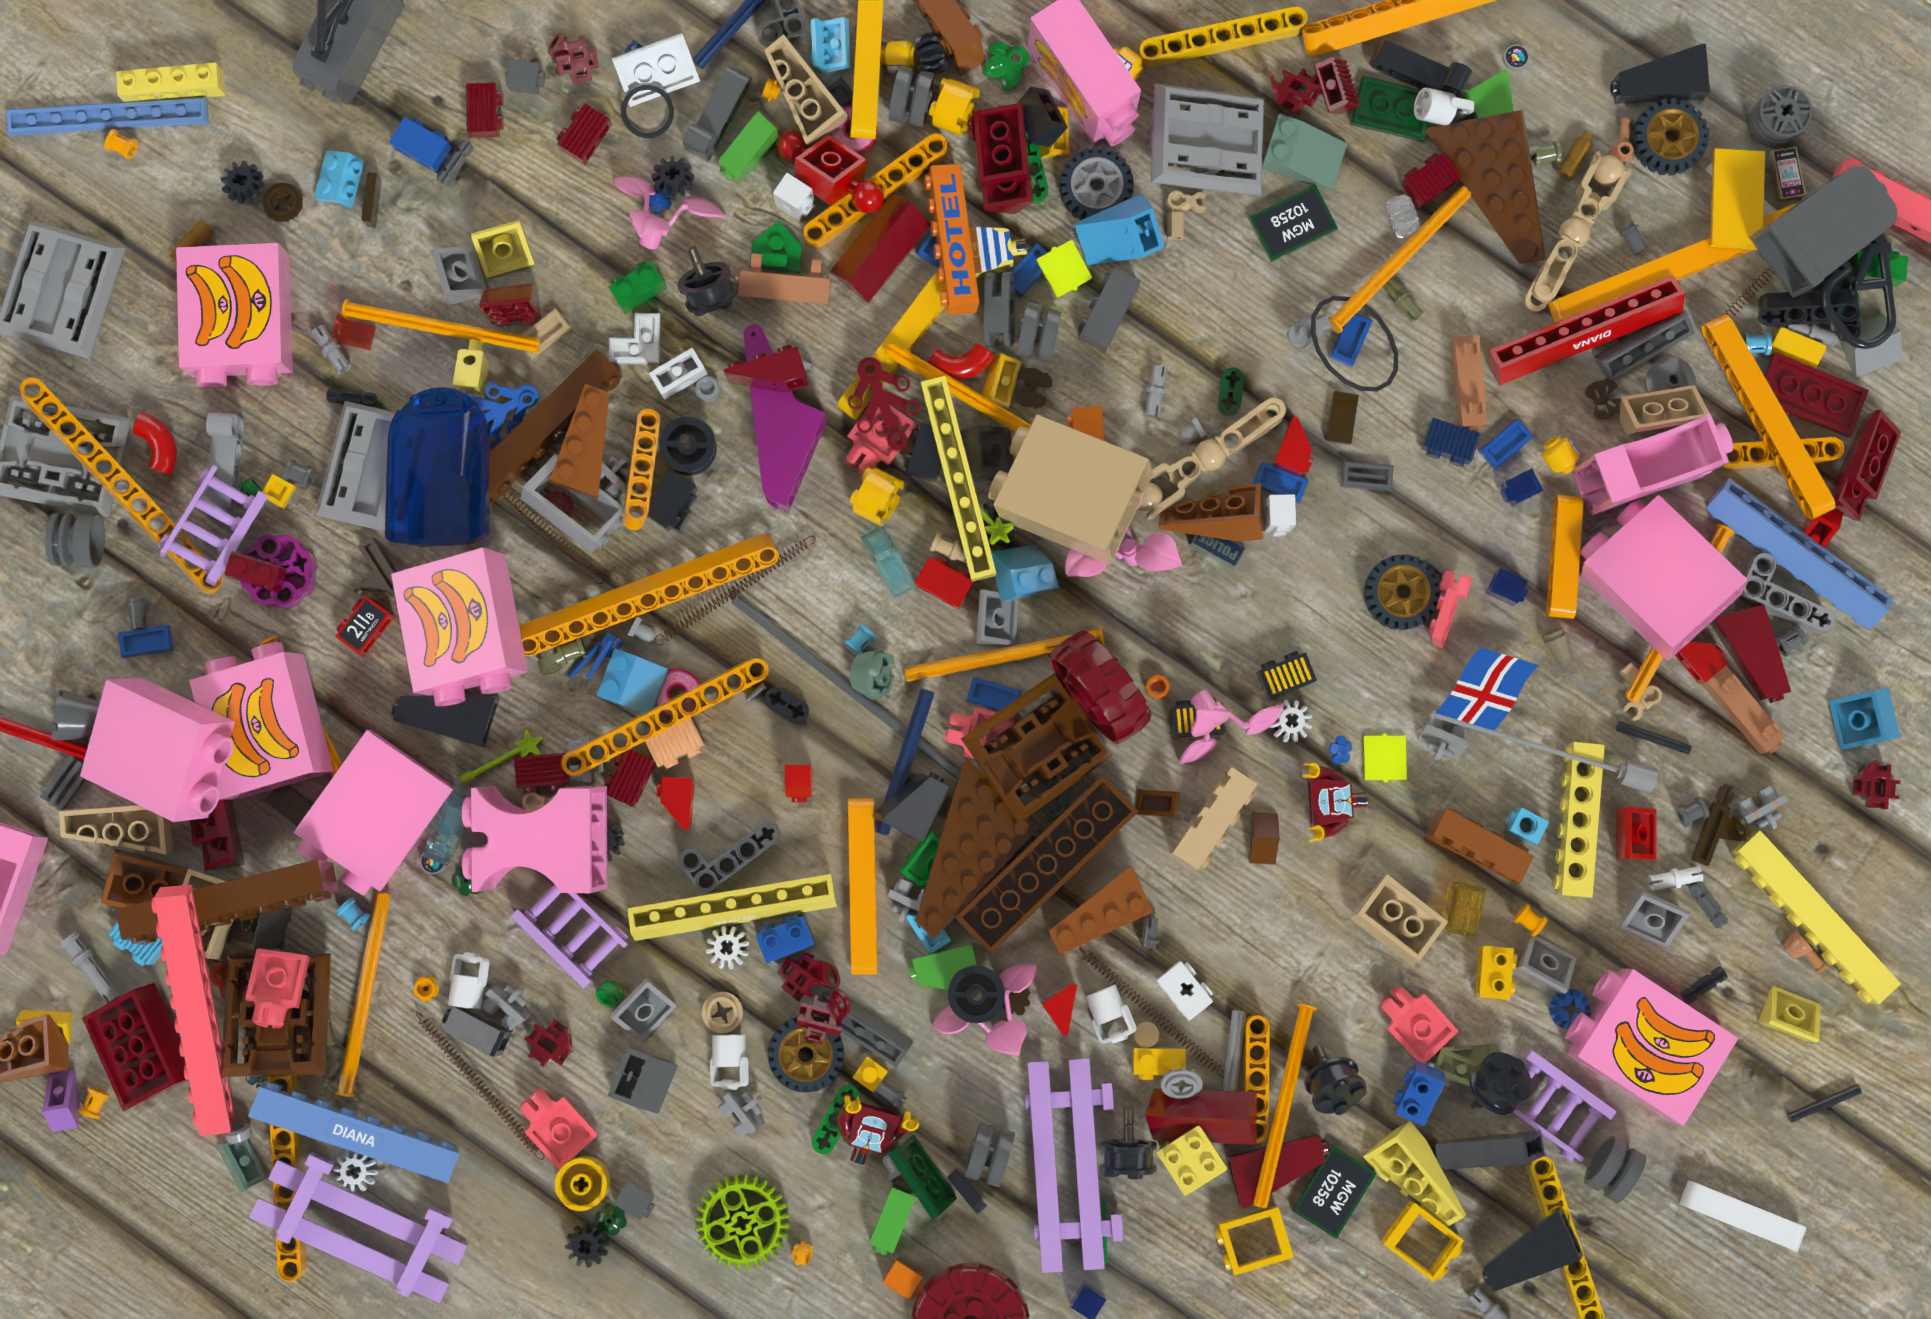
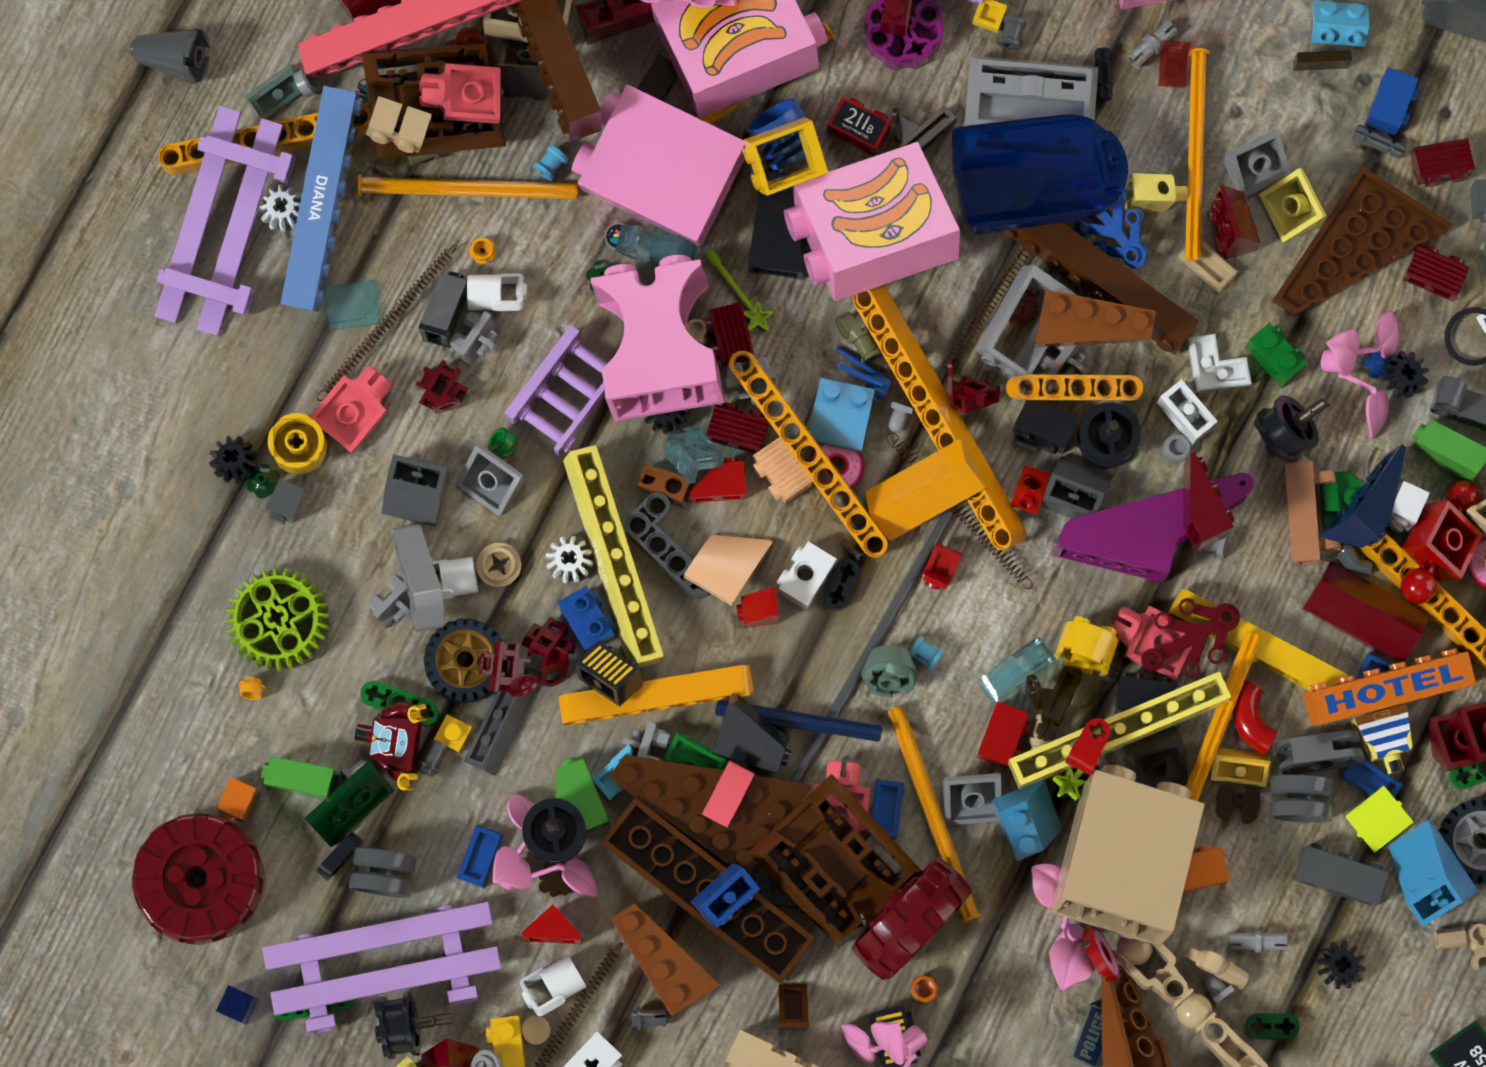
camera: 85 degrees right, 5 degrees down
(189, 1254) = (174, 53): none -> dark grey cone
(305, 1039) = (384, 121): none -> tan piece
(362, 695) = (786, 149): none -> blue wheel
(382, 671) = (811, 148): none -> yellow window
(458, 1116) = (352, 305): none -> clear light blue piece
(538, 191) = (1360, 236): none -> reddish brown wing
(631, 562) = (970, 393): none -> dark red piece
(647, 822) = (691, 451): none -> clear light blue bracket
(670, 850) = (666, 482): none -> dark orange leg
(713, 618) = (924, 490): none -> light orange slope
(724, 1086) = (419, 577): none -> light grey beam
(727, 523) = (1030, 489): none -> red brick
(733, 482) = (1075, 489): none -> dark grey slope
(754, 805) = (726, 565): none -> light nougat slope
(767, 721) = (802, 591): none -> white brick
(784, 614) = (941, 567): none -> red bracket
(789, 224) = (1371, 505): none -> dark blue wedge
(831, 253) = (1351, 561): none -> dark grey arm
(838, 925) = (609, 673): none -> black brick
(920, 534) = (1053, 701): none -> dark brown piece
(964, 833) = (728, 793): none -> coral slope
(975, 510) = (1088, 750): none -> red piece
(984, 1064) = (480, 856): none -> blue tile
(1056, 848) = (725, 895): none -> blue brick
(1152, 526) = (1101, 954): none -> red tile
(1174, 428) = (1217, 965): none -> tan bar
(1195, 320) = (1346, 974): none -> black gear

